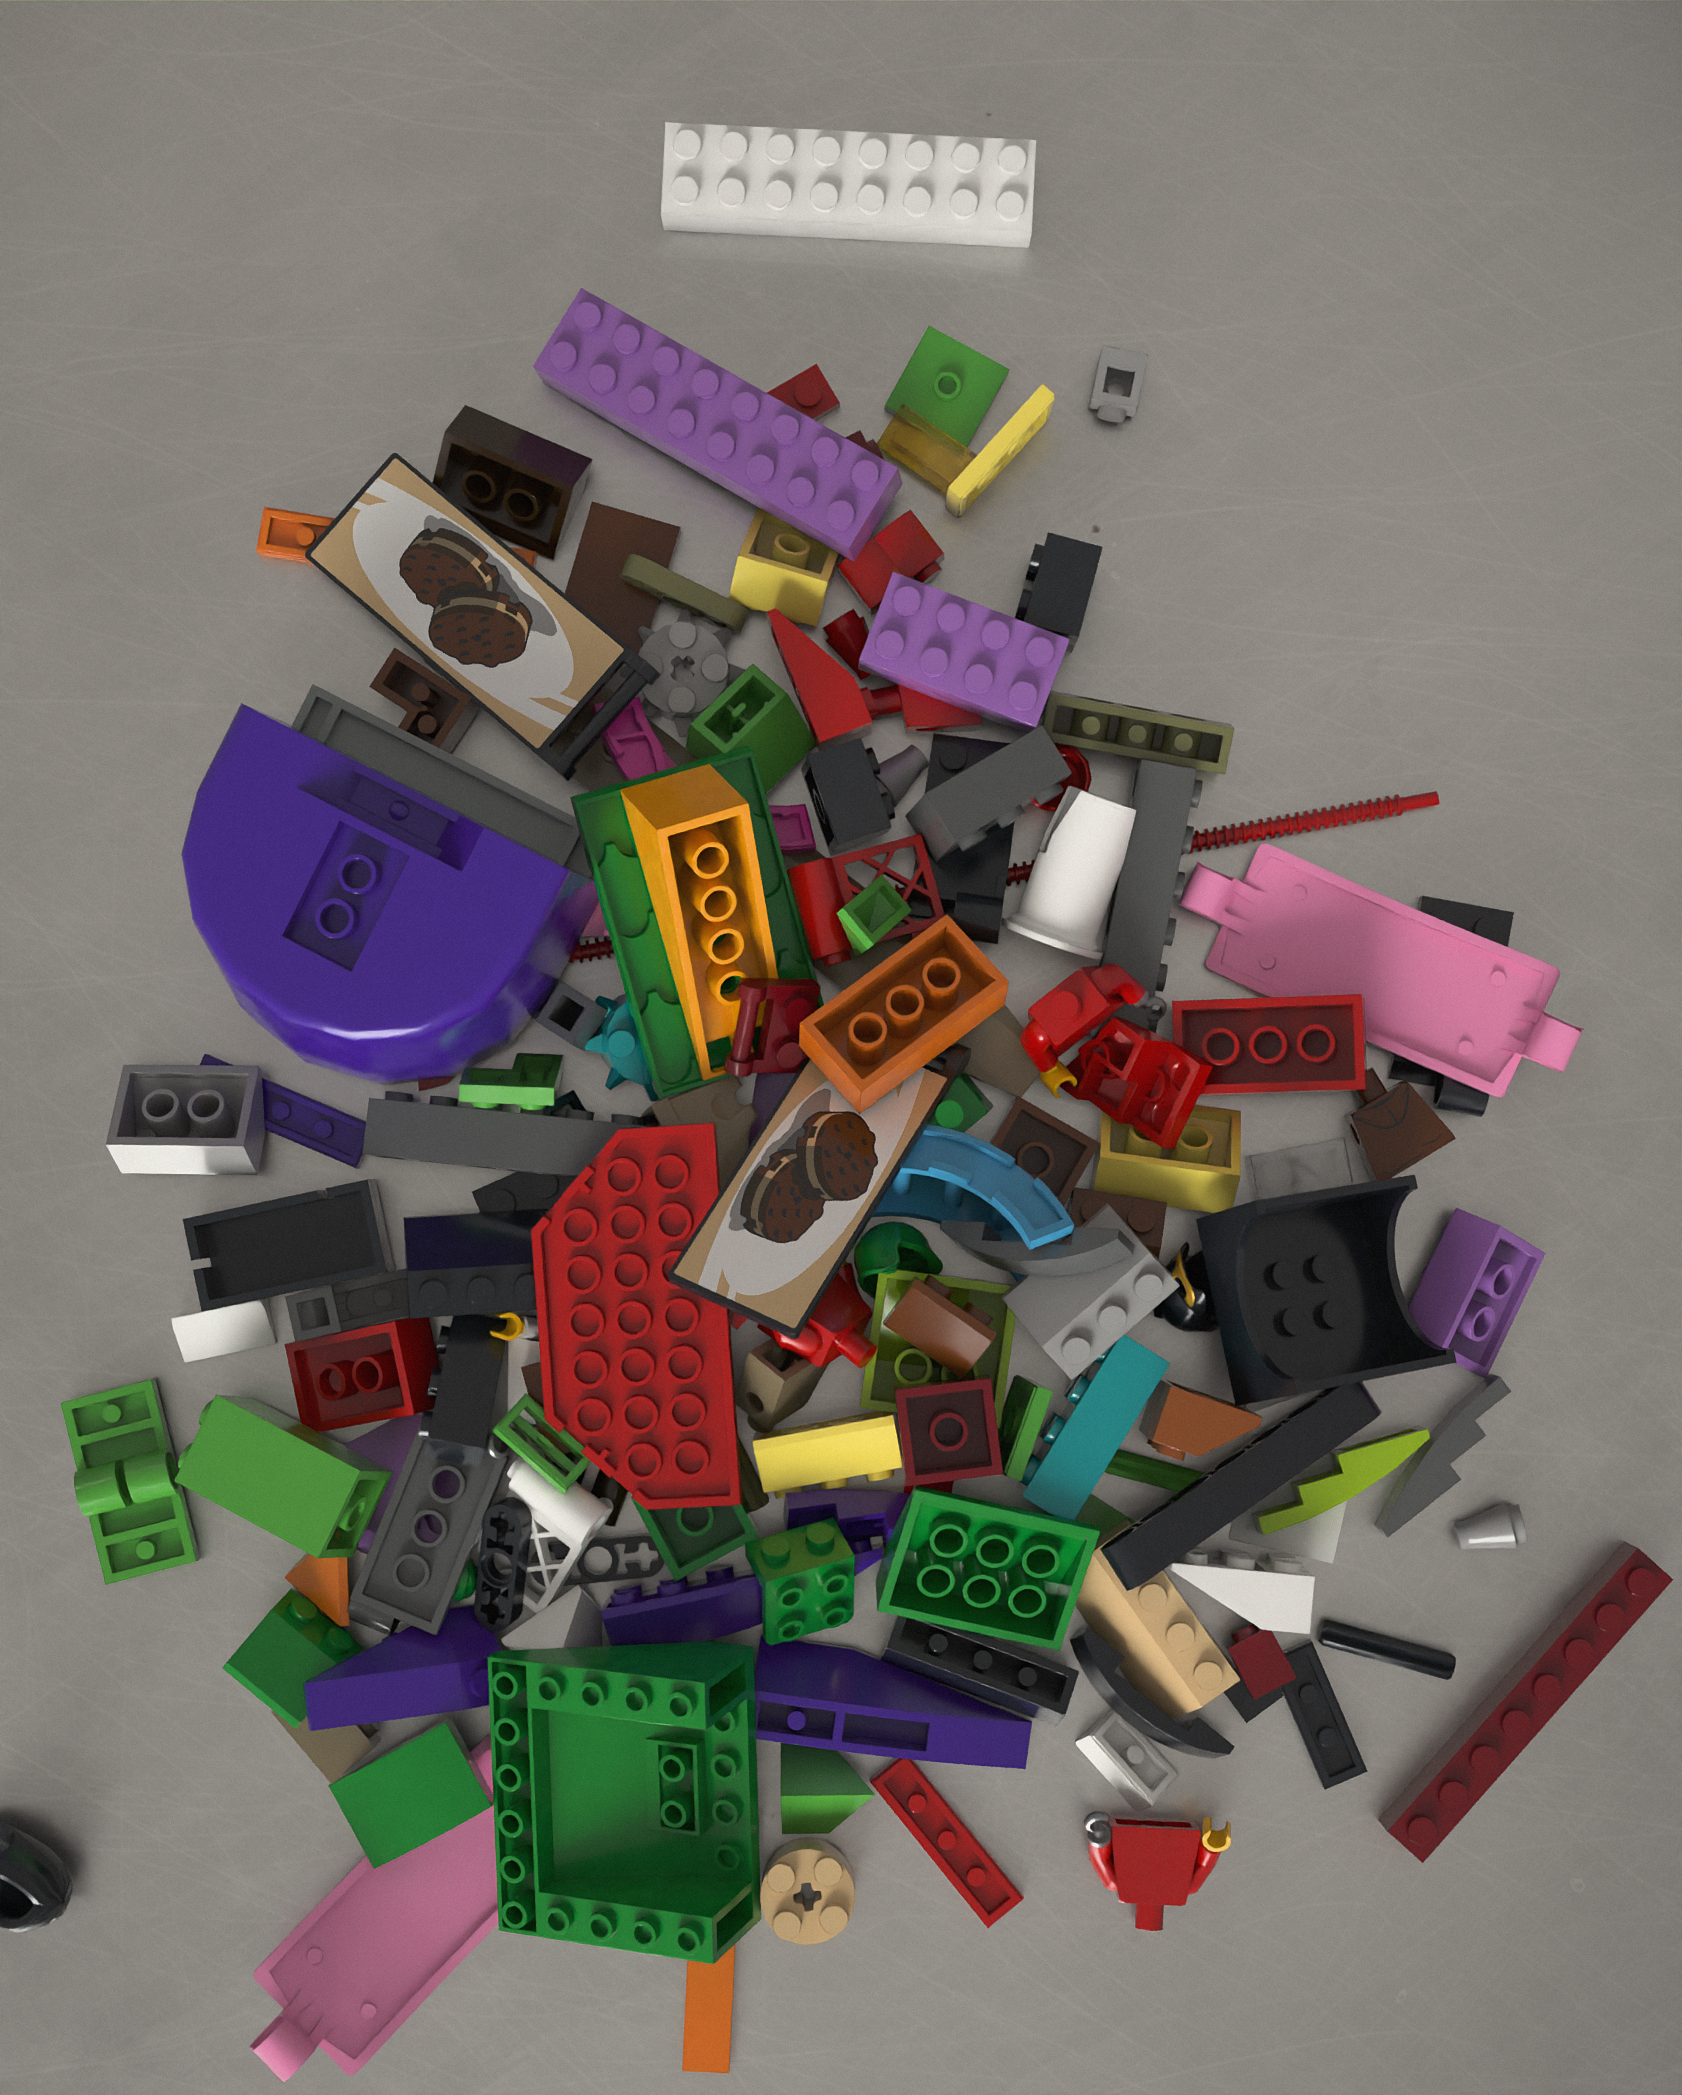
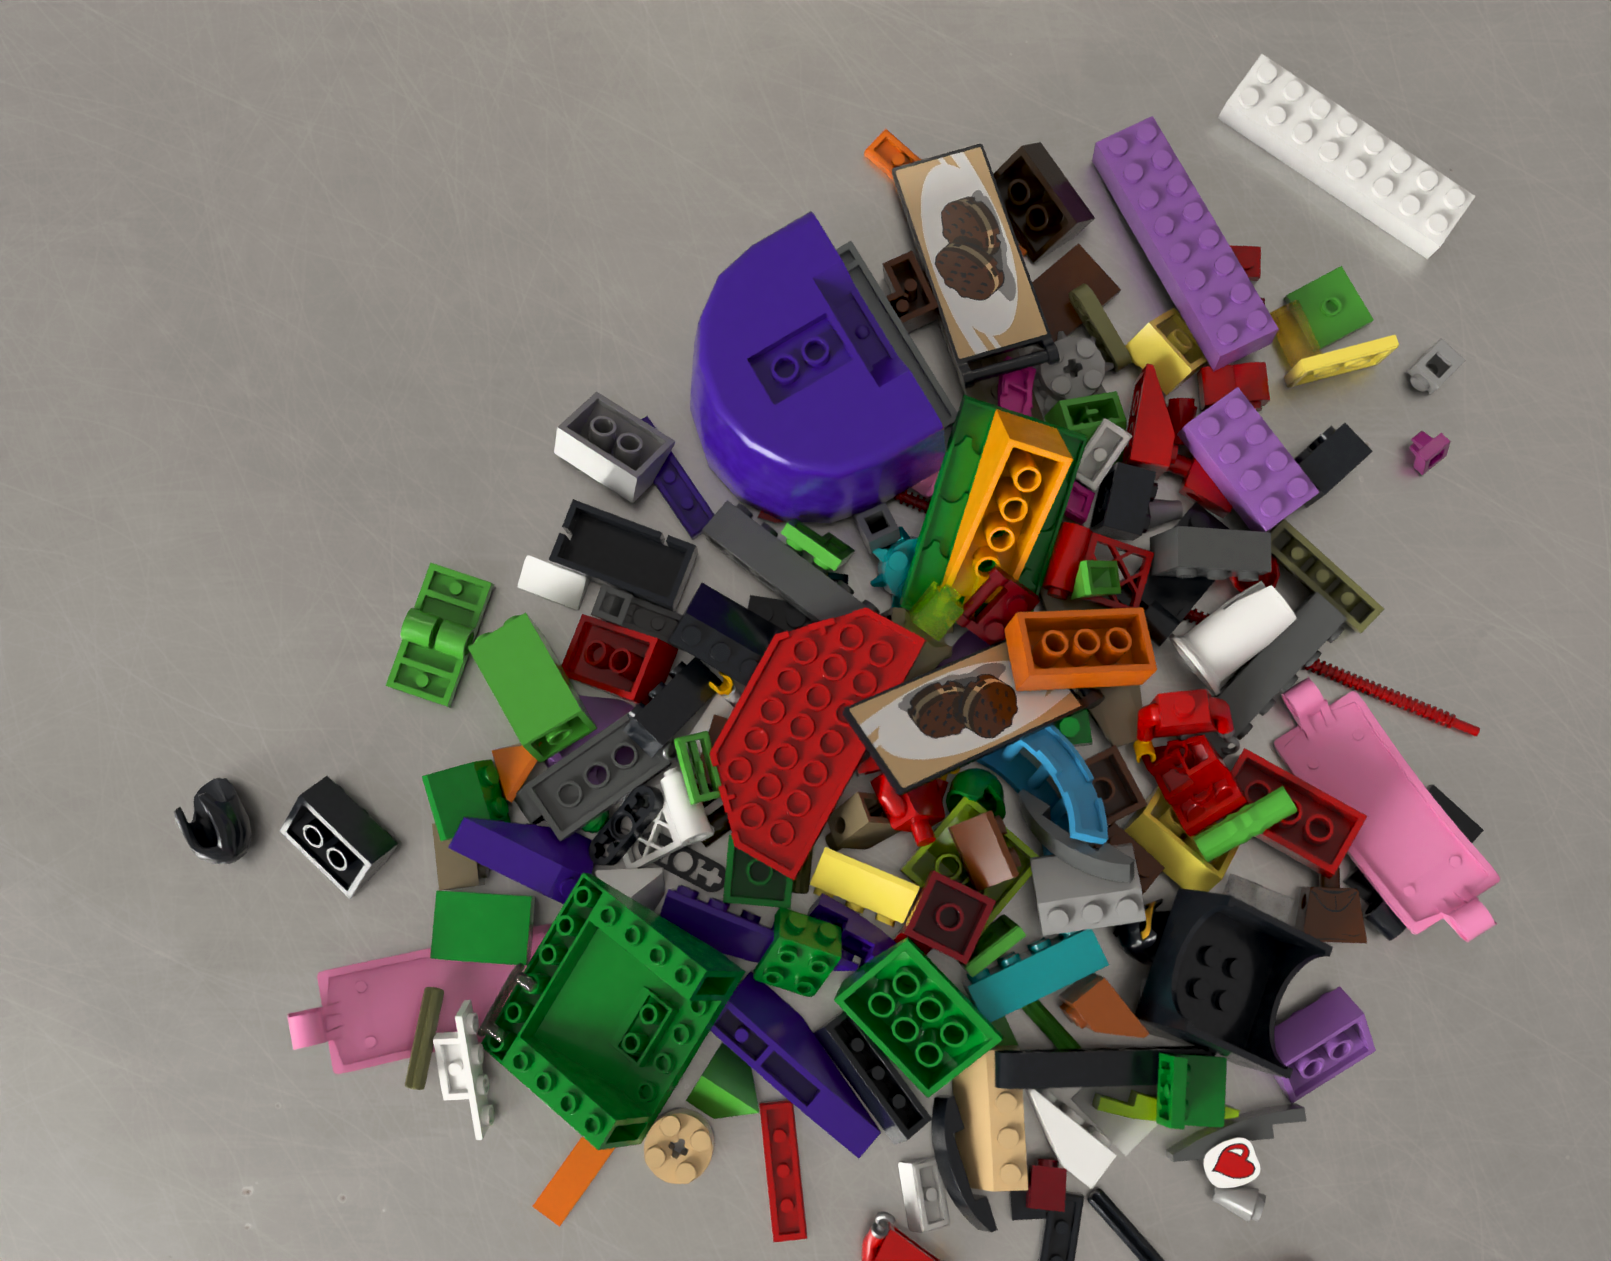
camera: 35 degrees right, 5 degrees down
(168, 1797) = (338, 836): none -> black slope
(428, 1965) = (423, 1038): none -> olive axle
(488, 1828) = (515, 977): none -> clear smoke piece
(494, 1969) = (461, 1069): none -> white bracket
(704, 1077) = (937, 610): none -> clear neon green brick
(782, 753) = (1101, 453): none -> white slope
(1173, 492) = (1428, 450): none -> magenta tile
(1226, 1095) = (1245, 824): none -> bright green axle
(1356, 1444) = (1191, 1090): none -> green bracket
(1456, 1495) = (1231, 1163): none -> sticker

